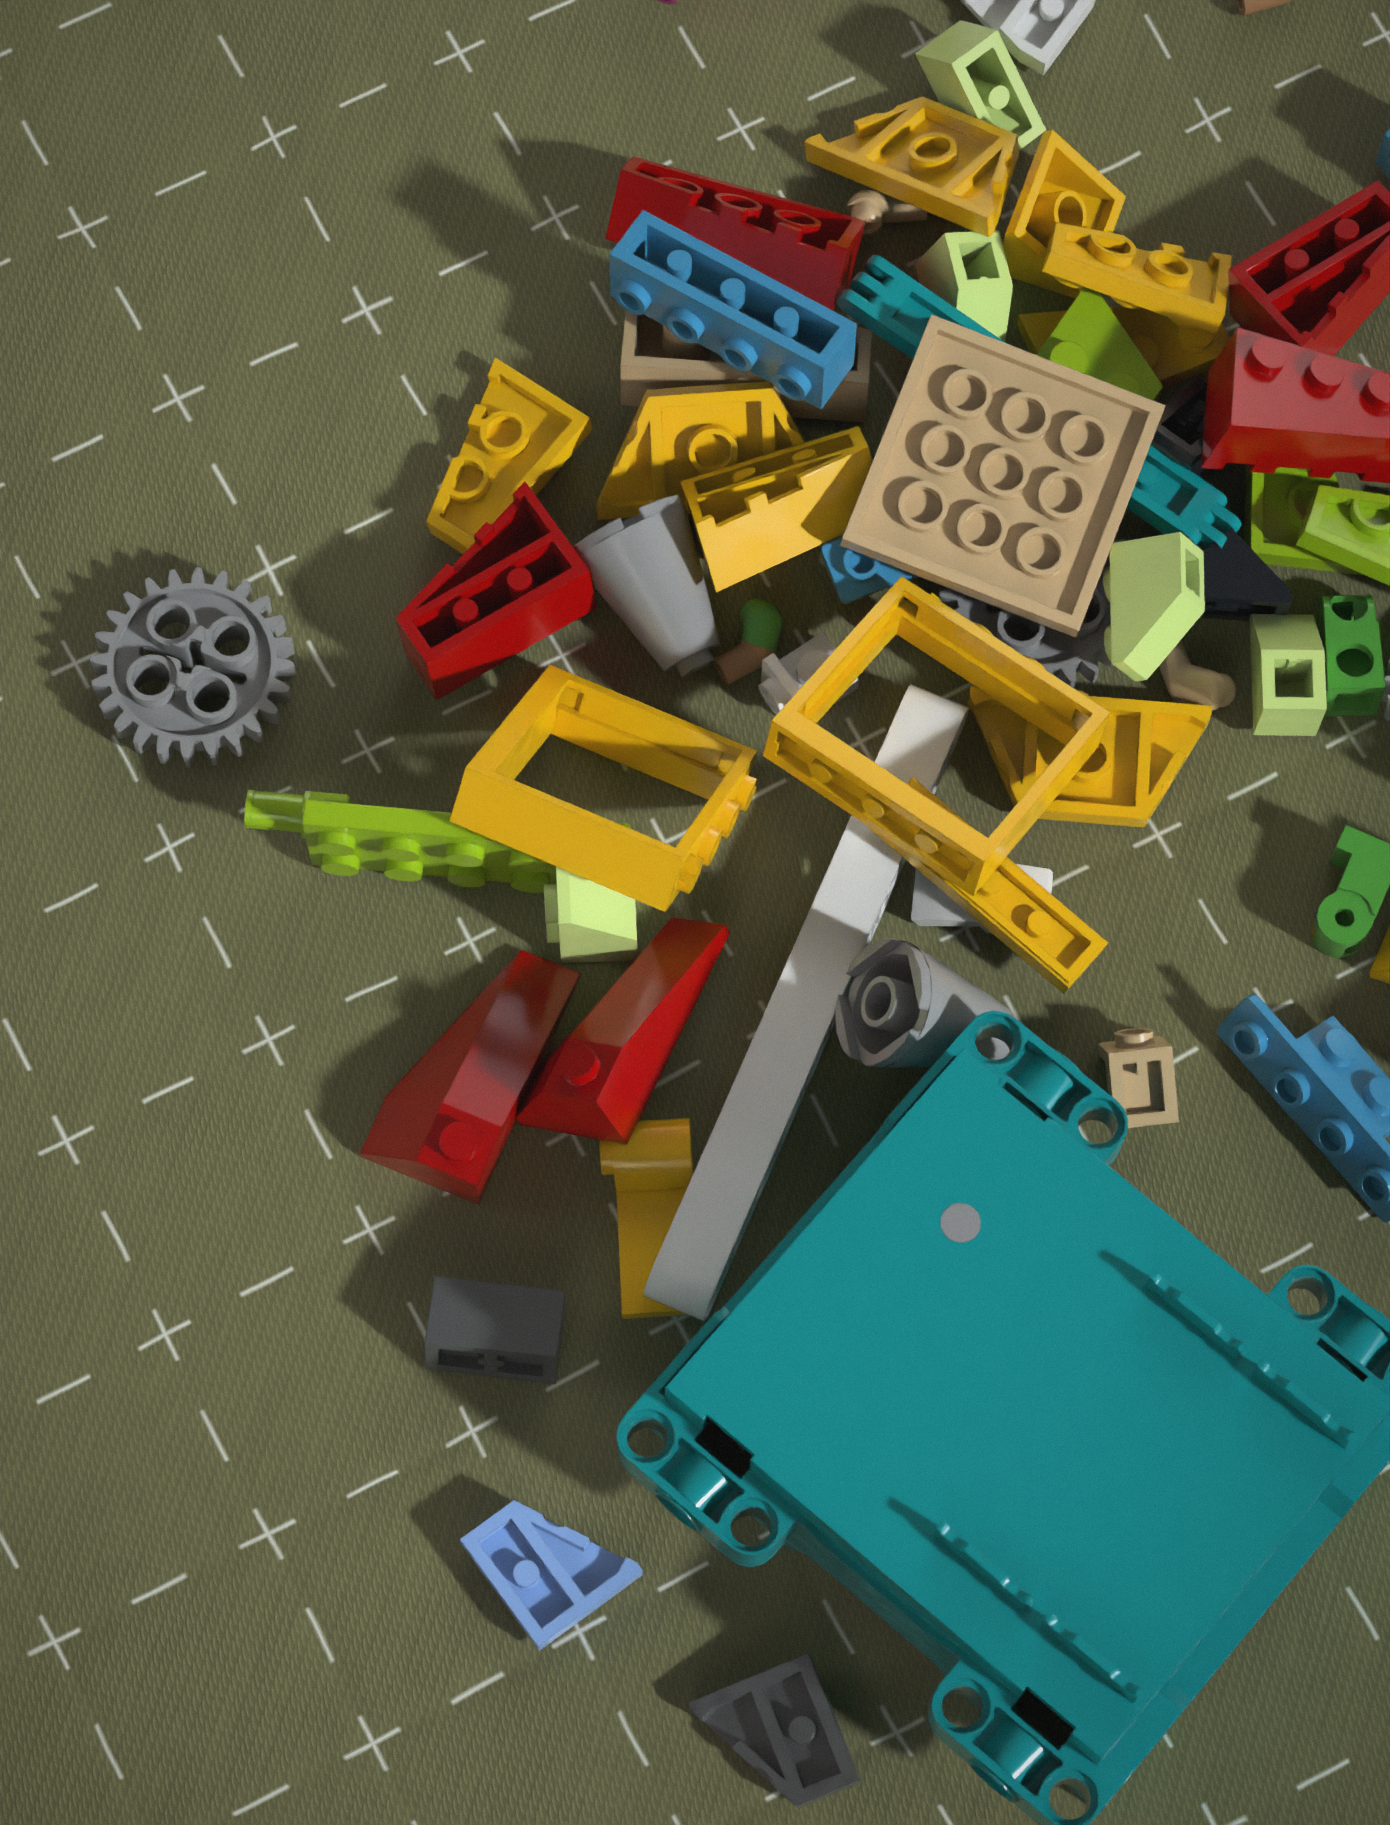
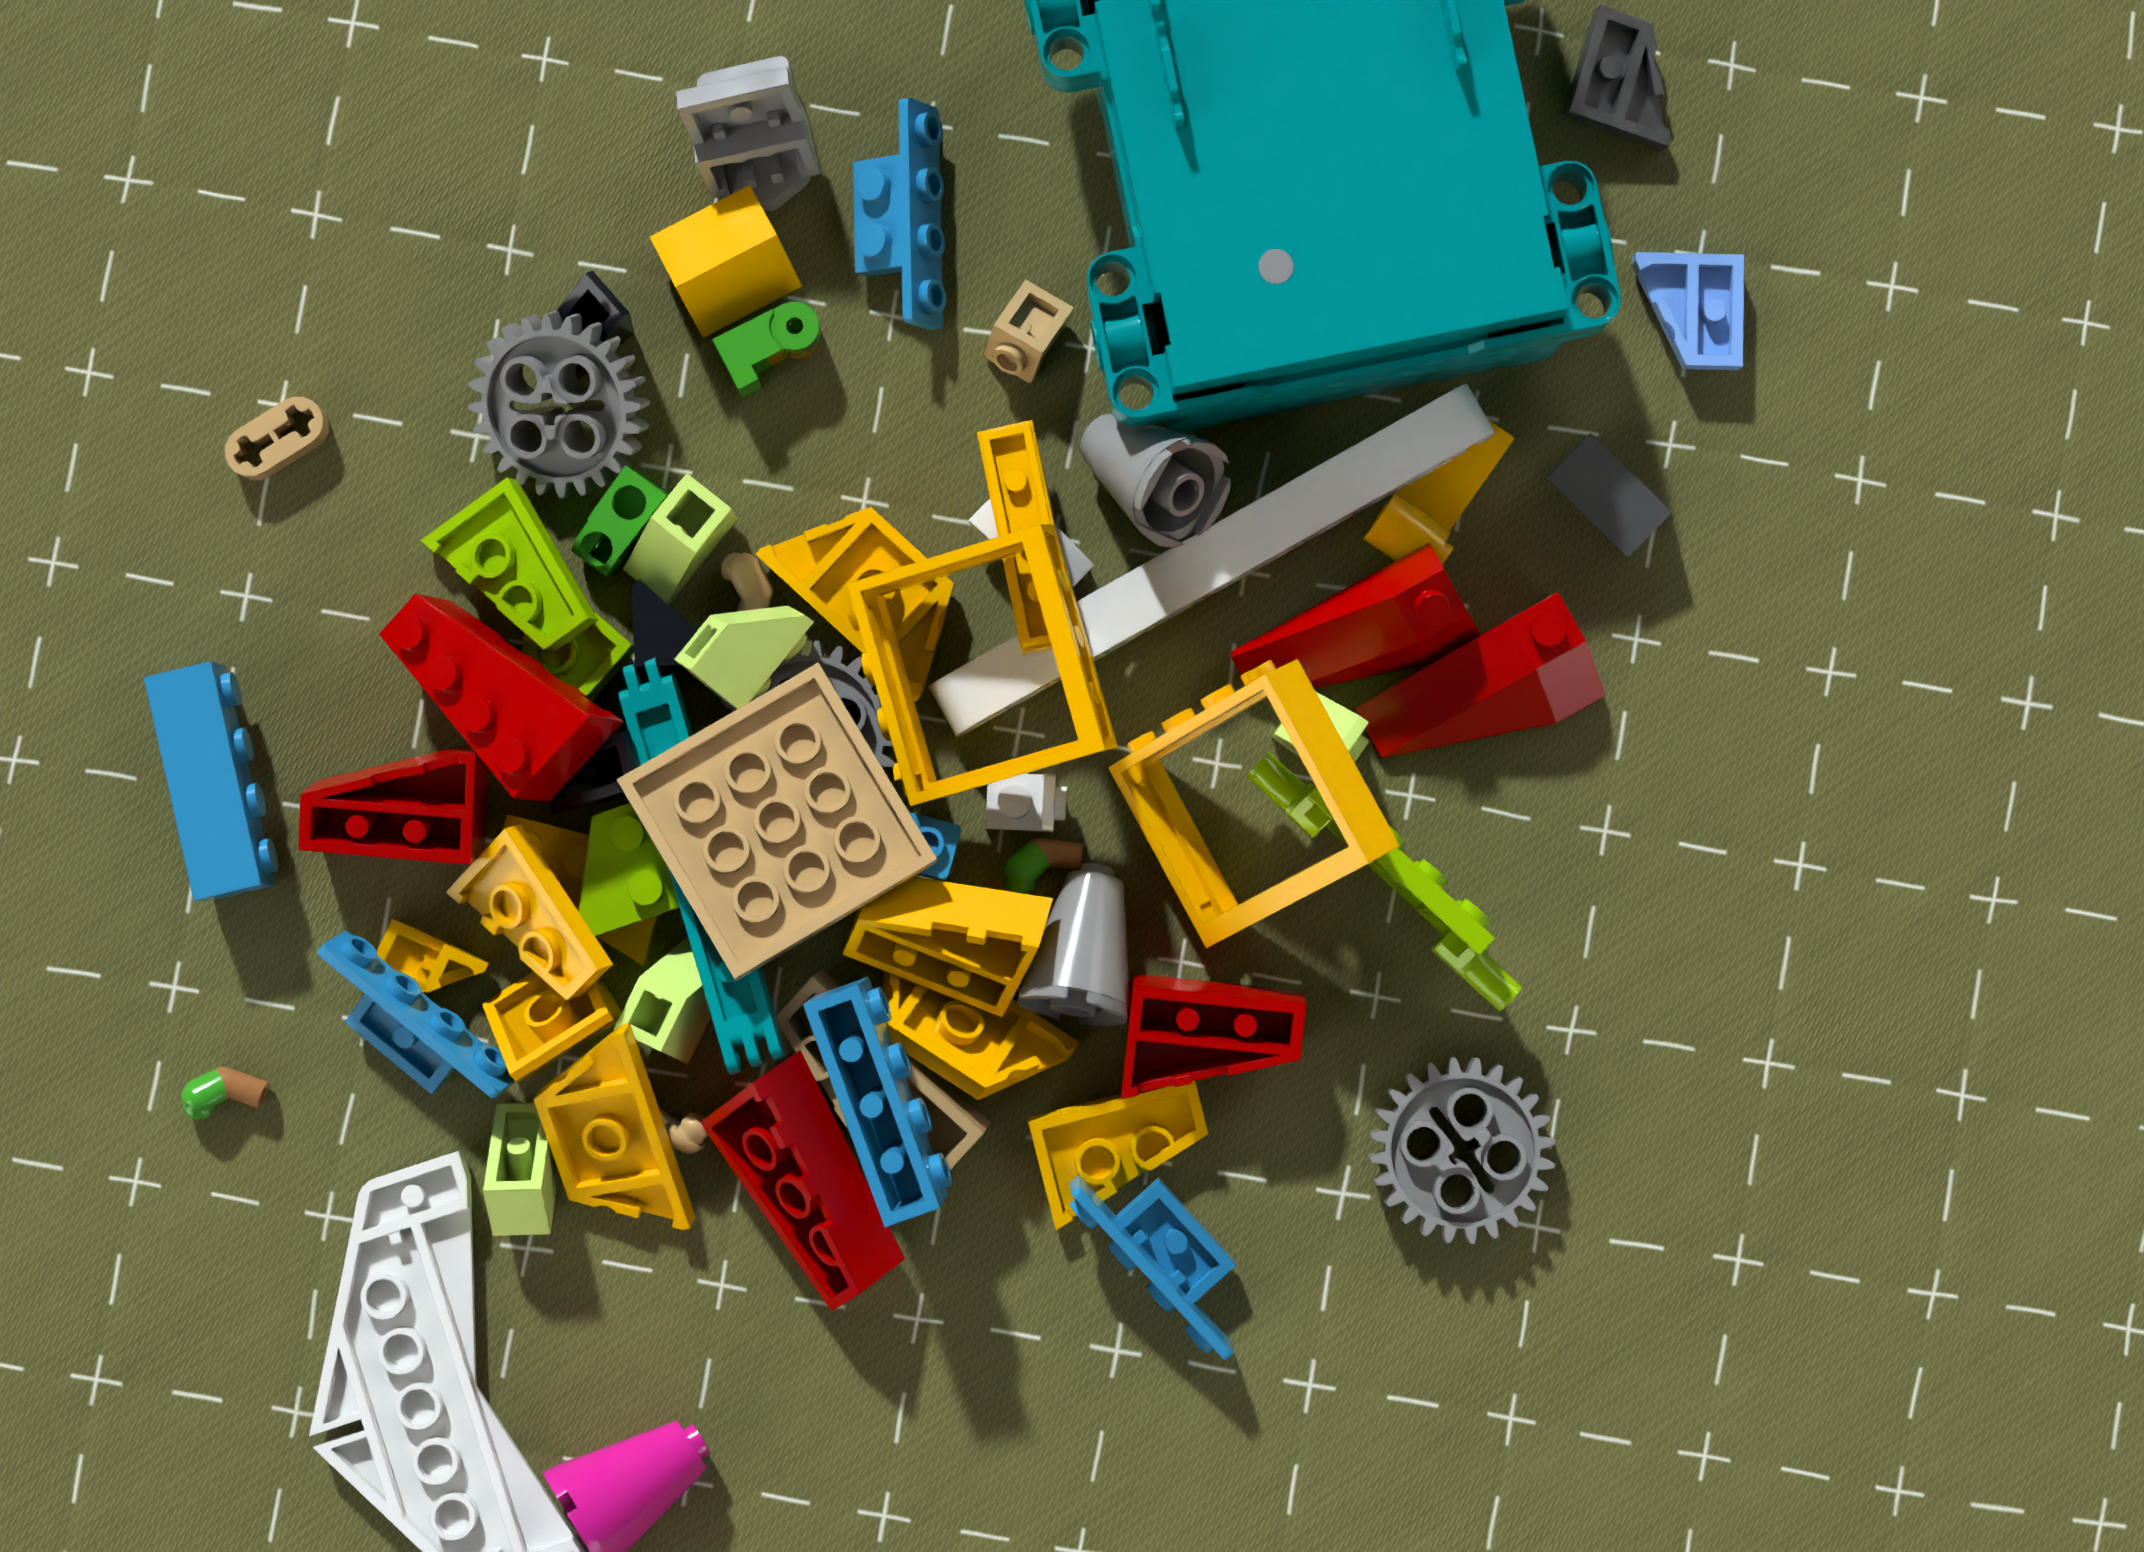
camera: 140 degrees left, 15 degrees up
(388, 400) = (1168, 1248): none -> dark azure bracket
(1173, 130) = (408, 1025): none -> dark azure bracket
(1204, 193) = (426, 957): none -> yellow slope

